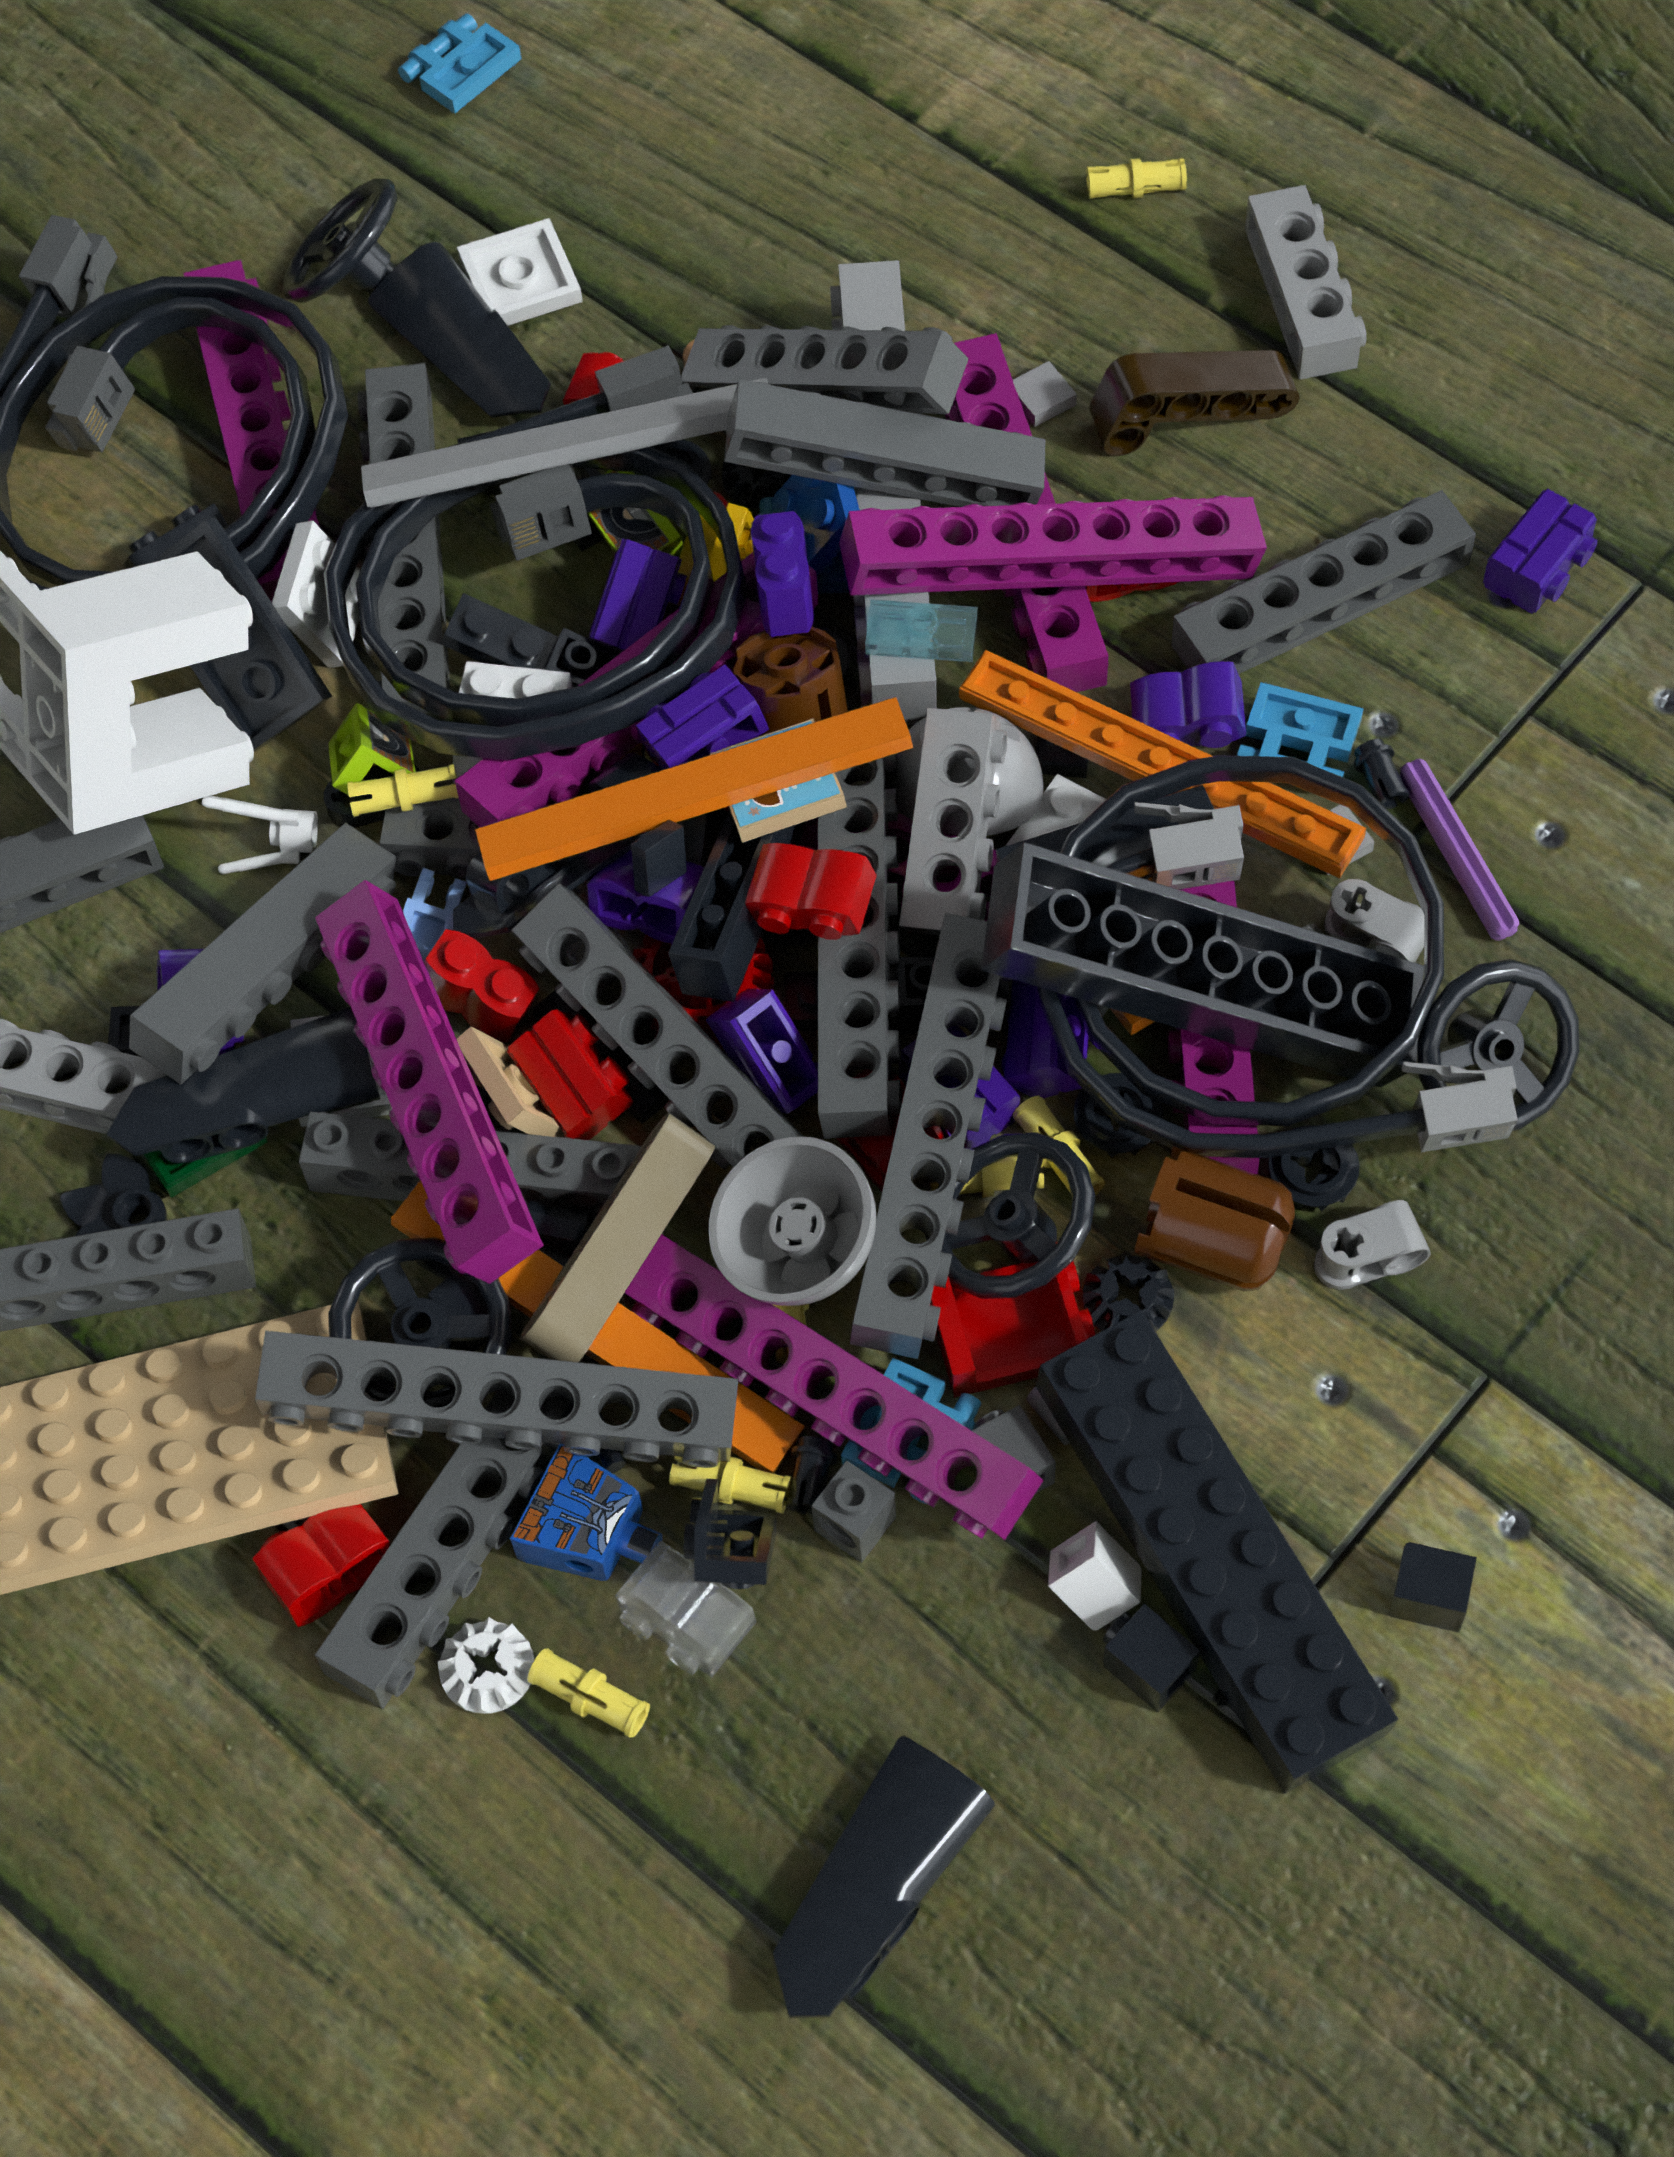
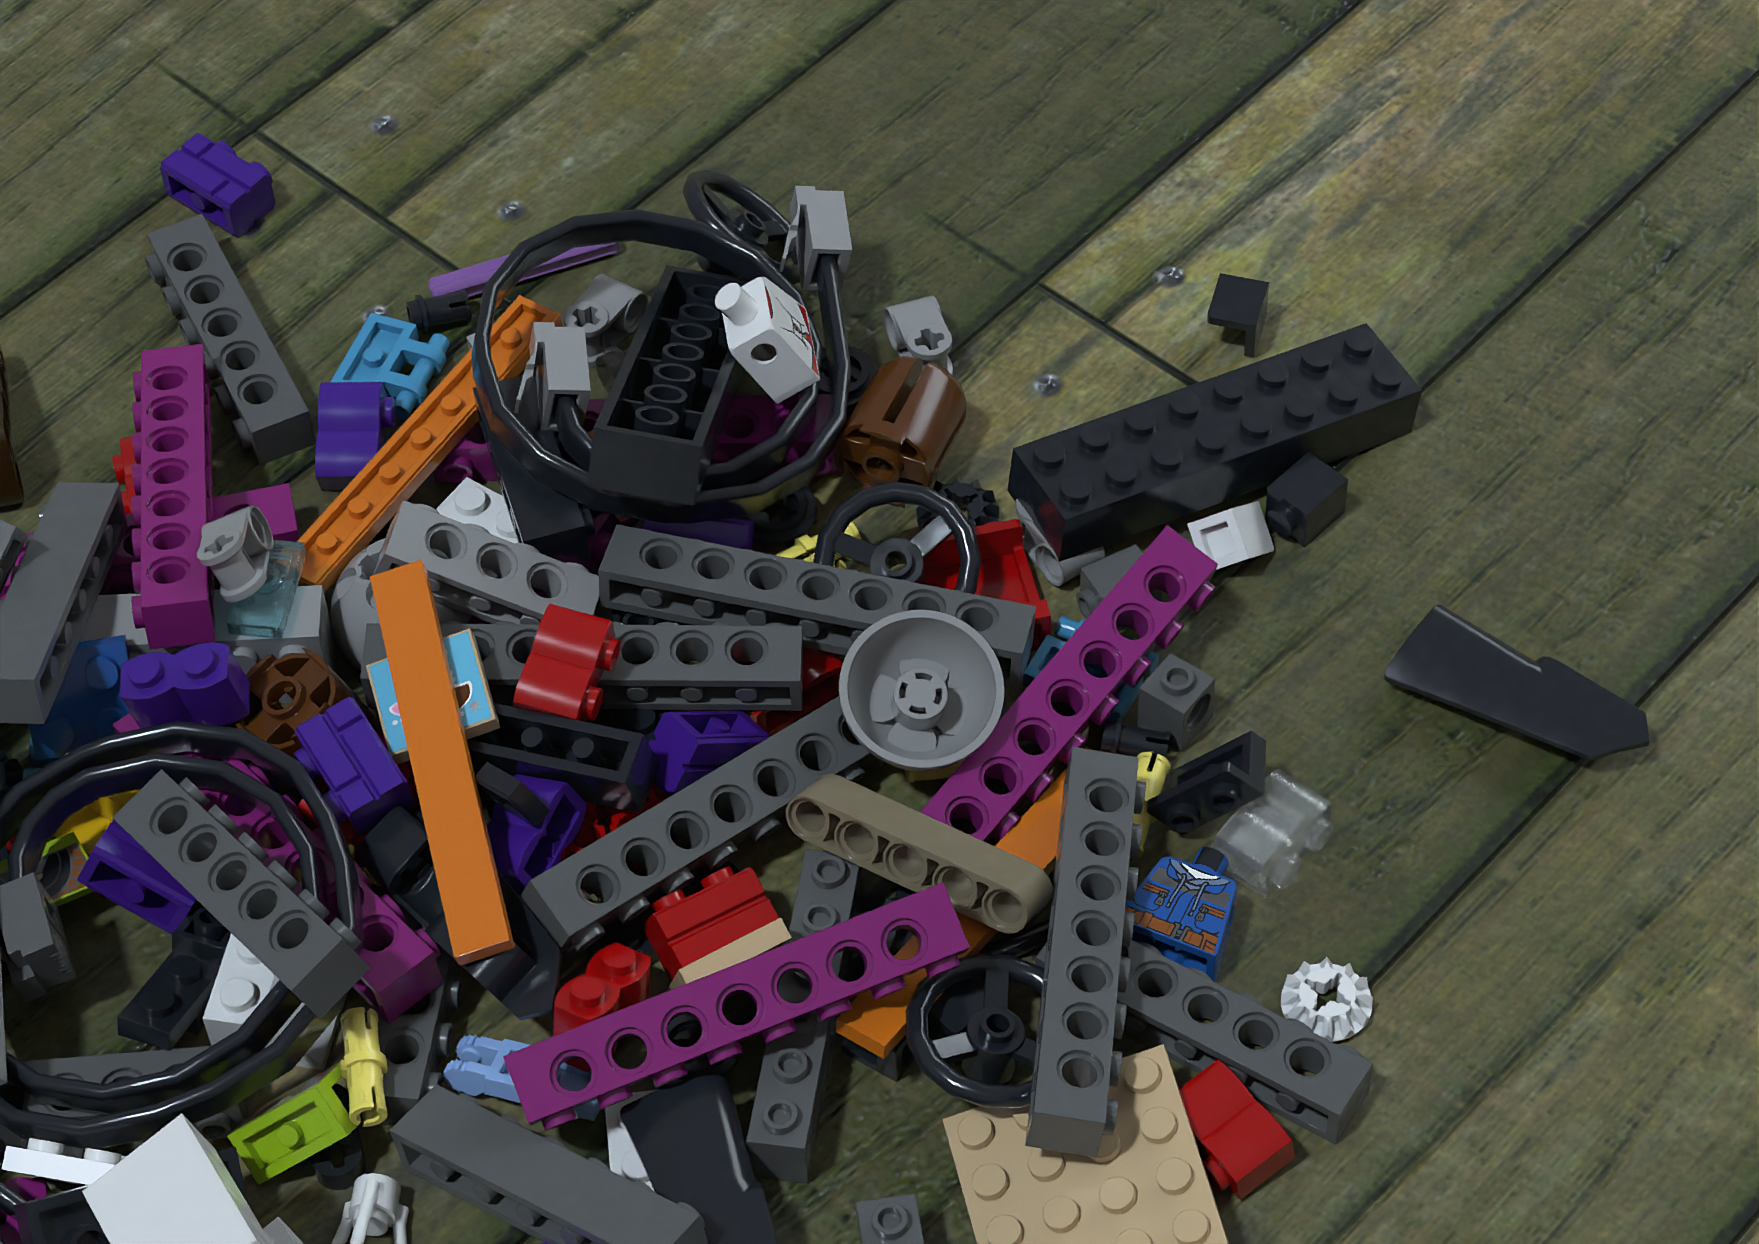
camera: 90 degrees left, 10 degrees down
(534, 642) = (242, 893): none -> dark grey brick
(588, 1692) = (1353, 911): light yellow pin -> none
(930, 582) = (237, 552): none -> light grey piece
(1270, 1046) = (769, 336): none -> white torso

